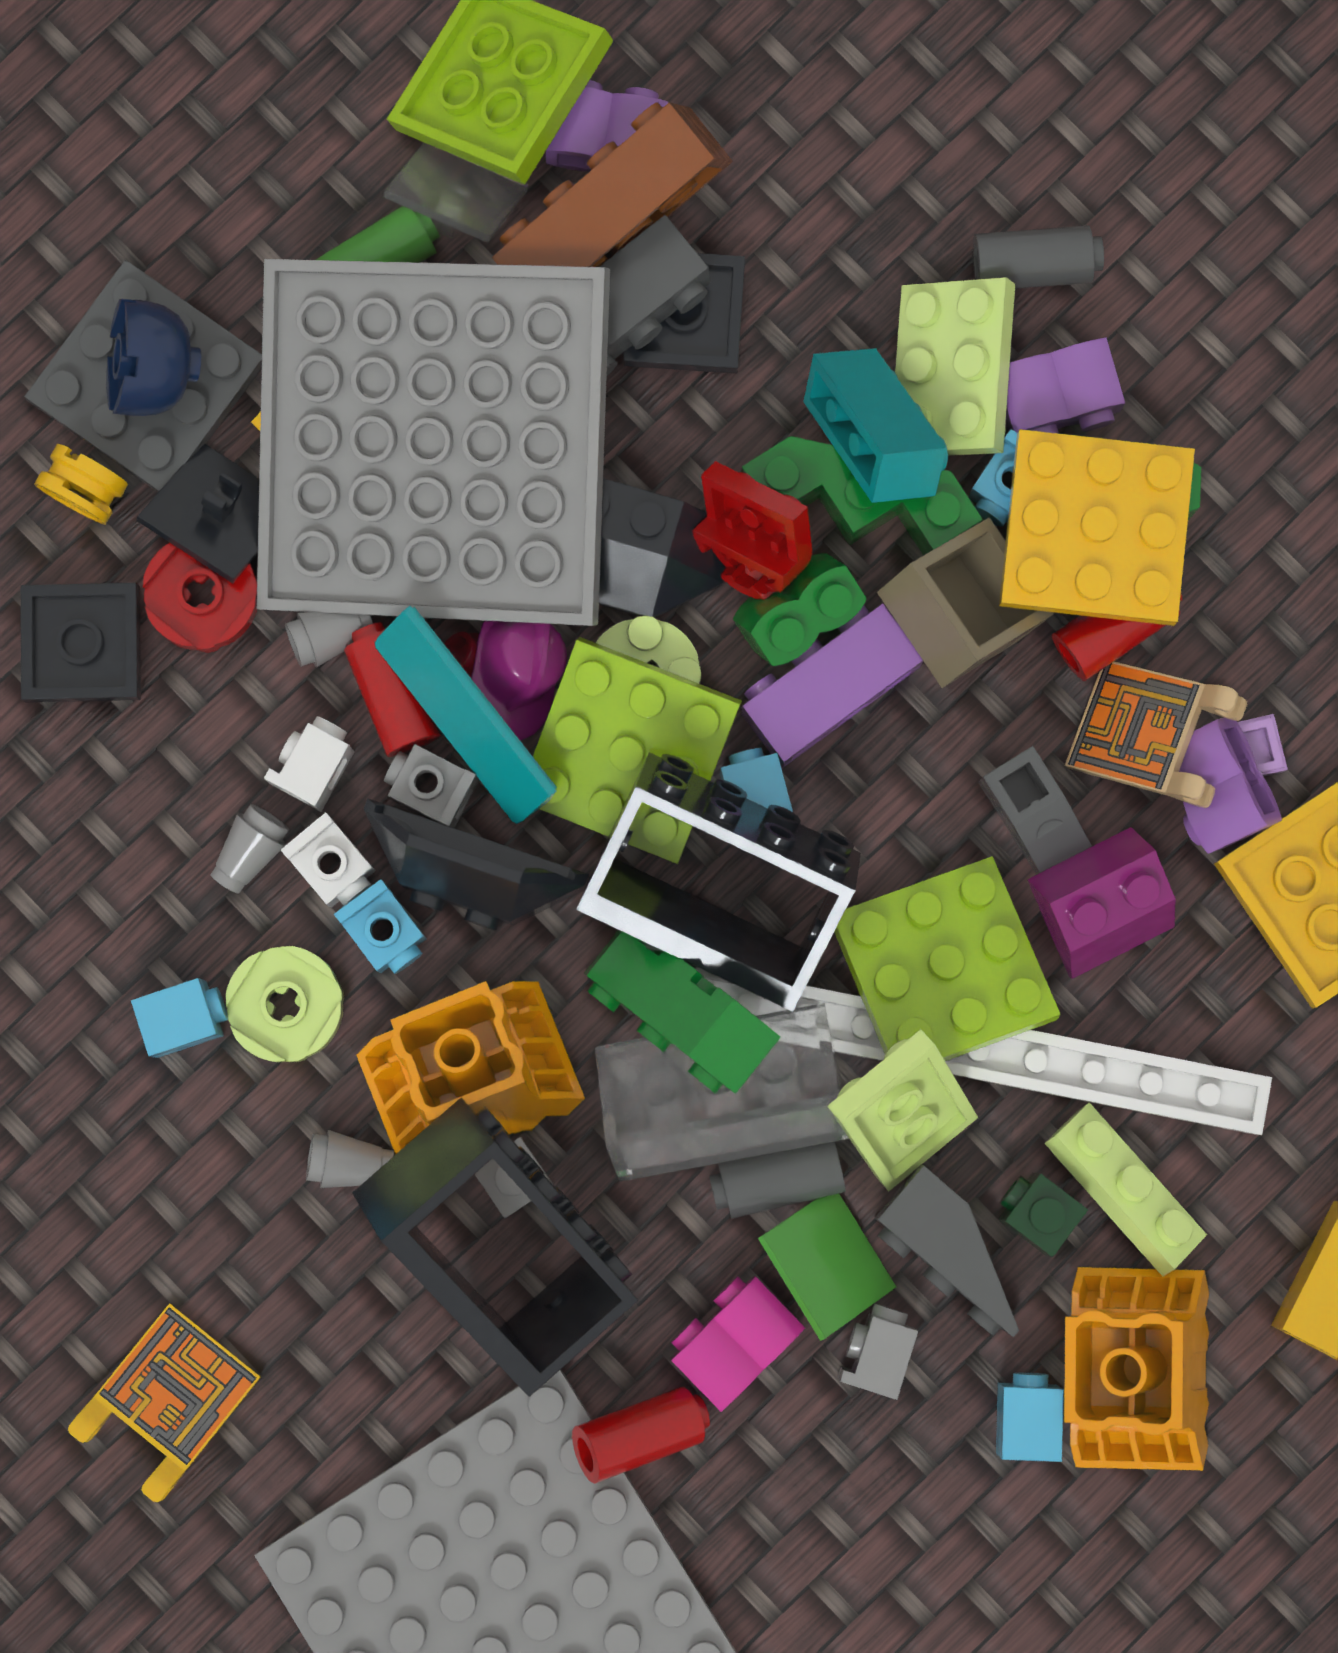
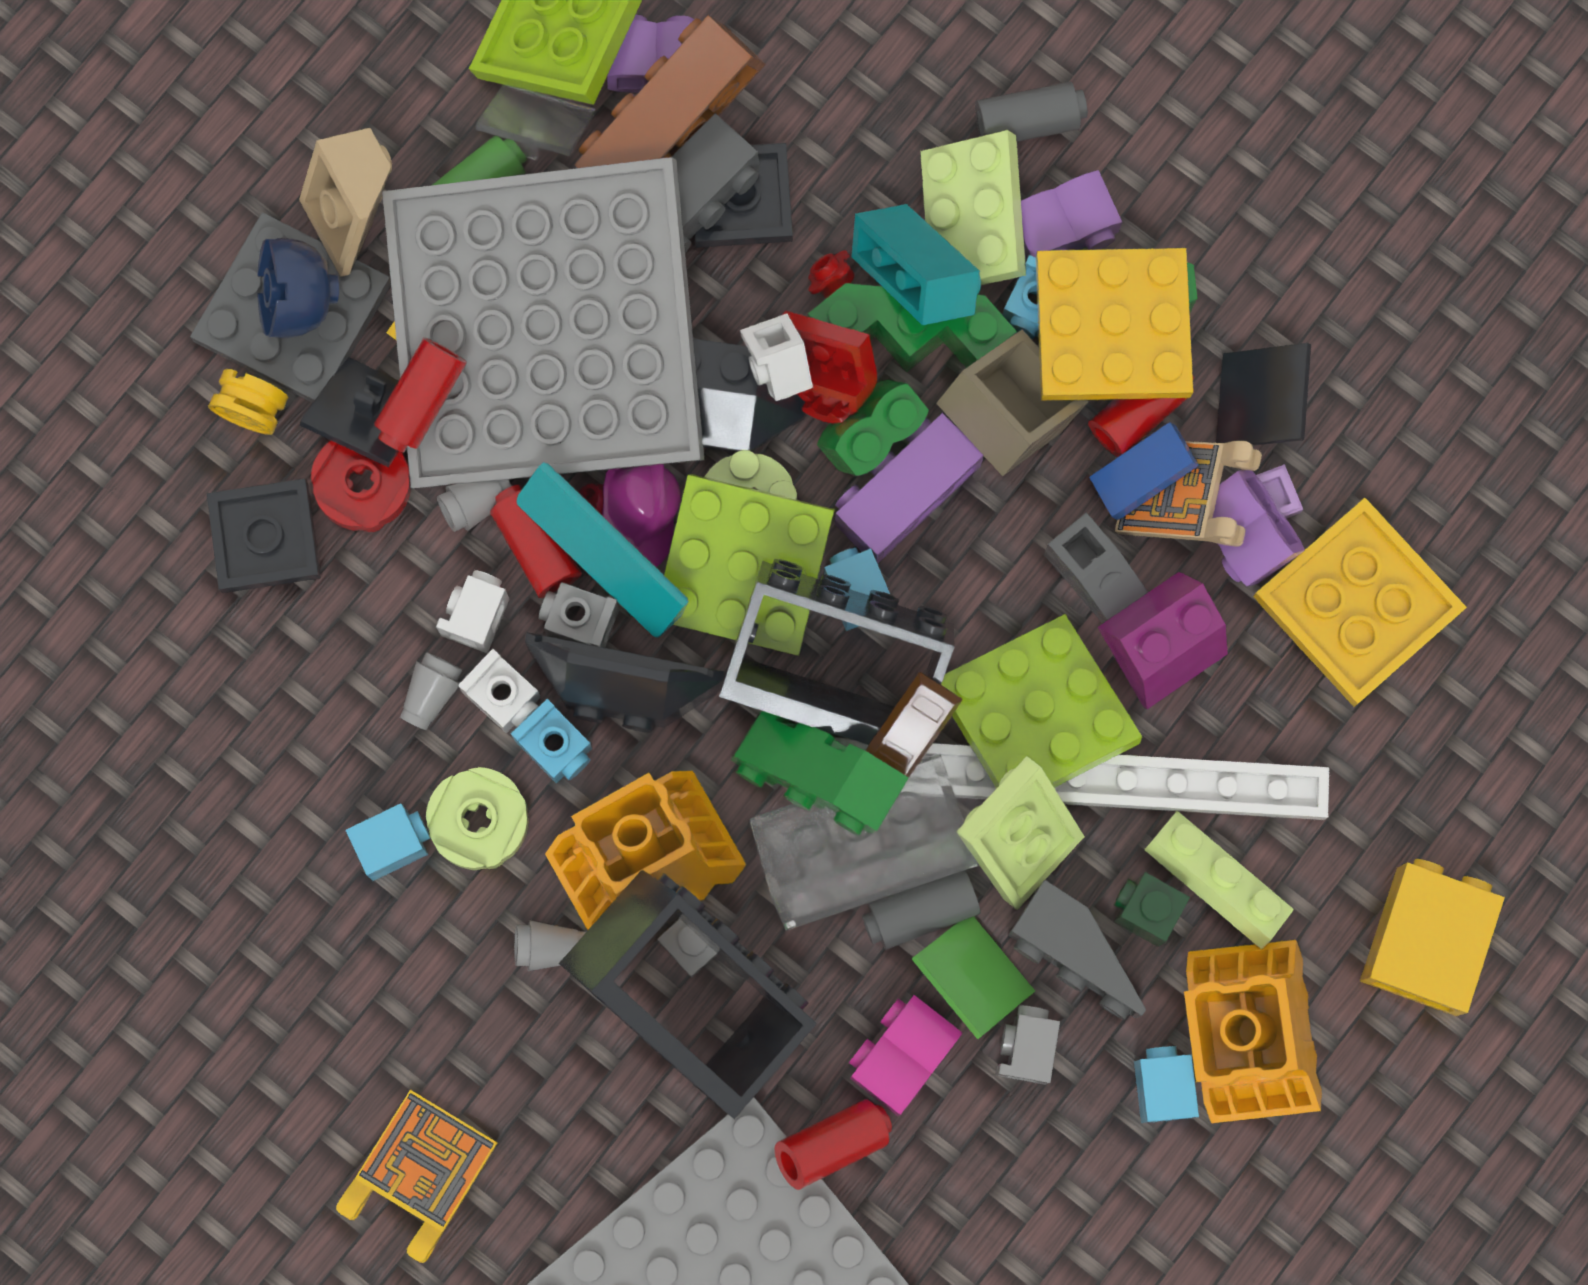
camera: 10 degrees left, 5 degrees down
(222, 252) = (345, 192): none -> tan slope
(277, 505) = (419, 395): none -> red brick
(698, 517) = (778, 357): none -> white brick
(776, 419) = (830, 273): none -> red plate
(795, 974) = (914, 724): none -> tile
(1108, 701) = (1144, 471): none -> blue tile
(1261, 631) = (1264, 395): none -> black piece

